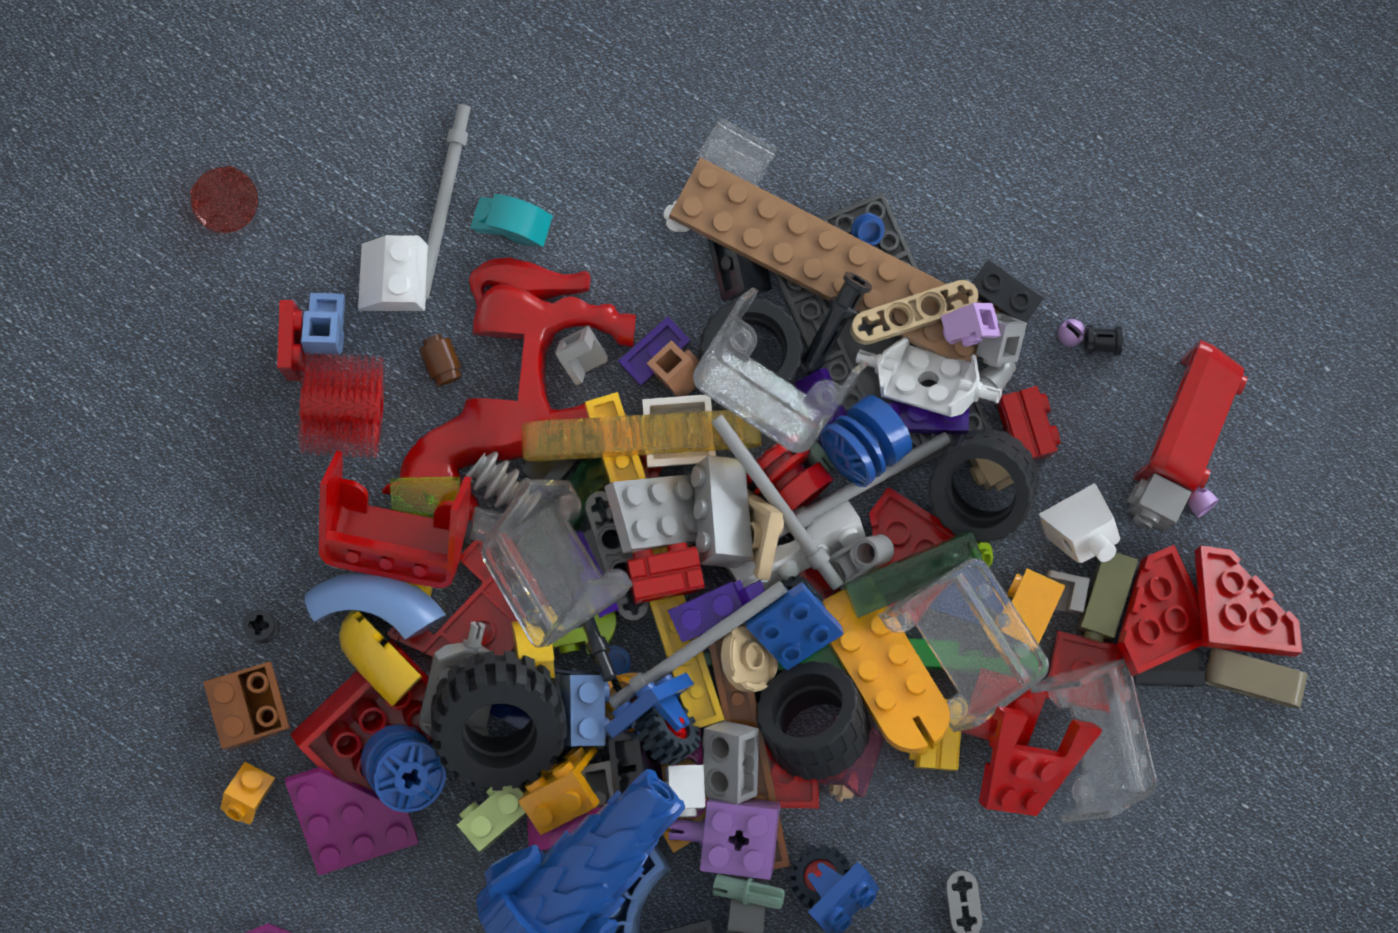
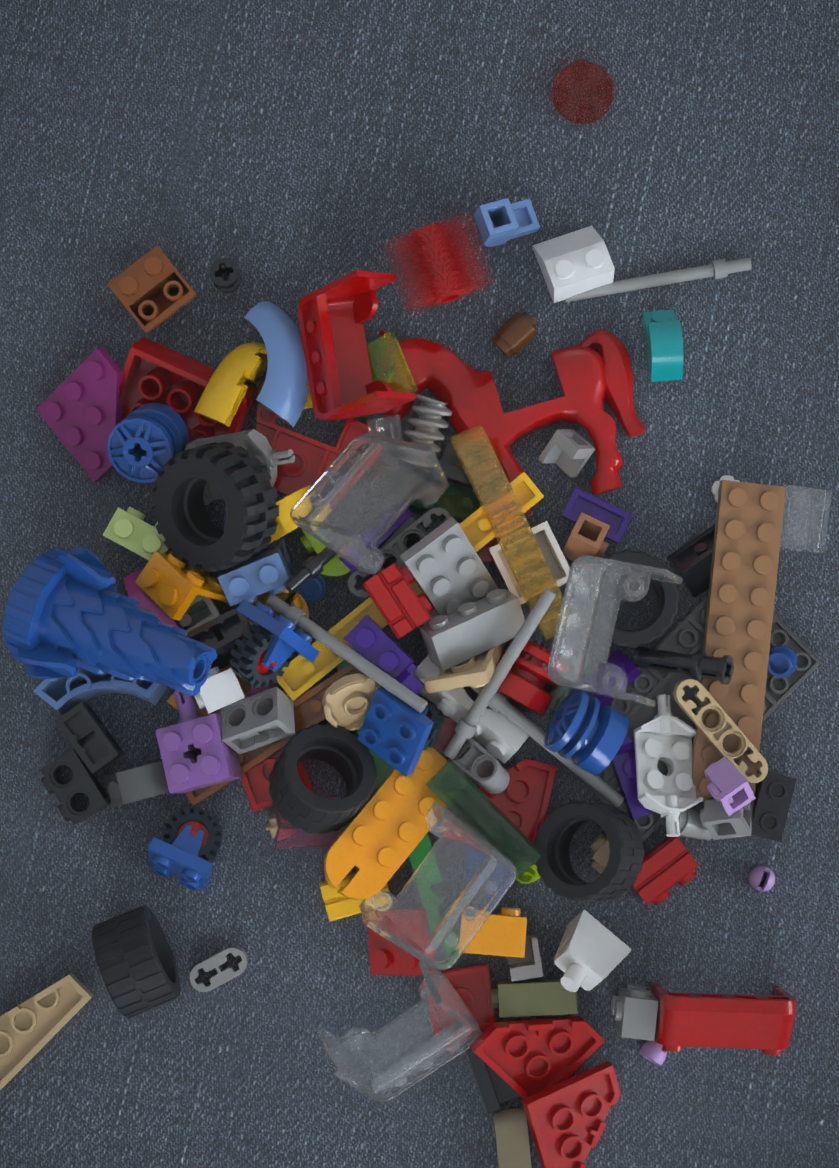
camera: 75 degrees right, 5 degrees up
(246, 793) = (81, 320): light orange bracket -> none
(290, 353) = (481, 193): red plate -> none
(748, 891) = (152, 778): sand green axle -> none
(1026, 777) = (346, 984): red wing -> none
(1103, 340) = (765, 910): black bush -> none

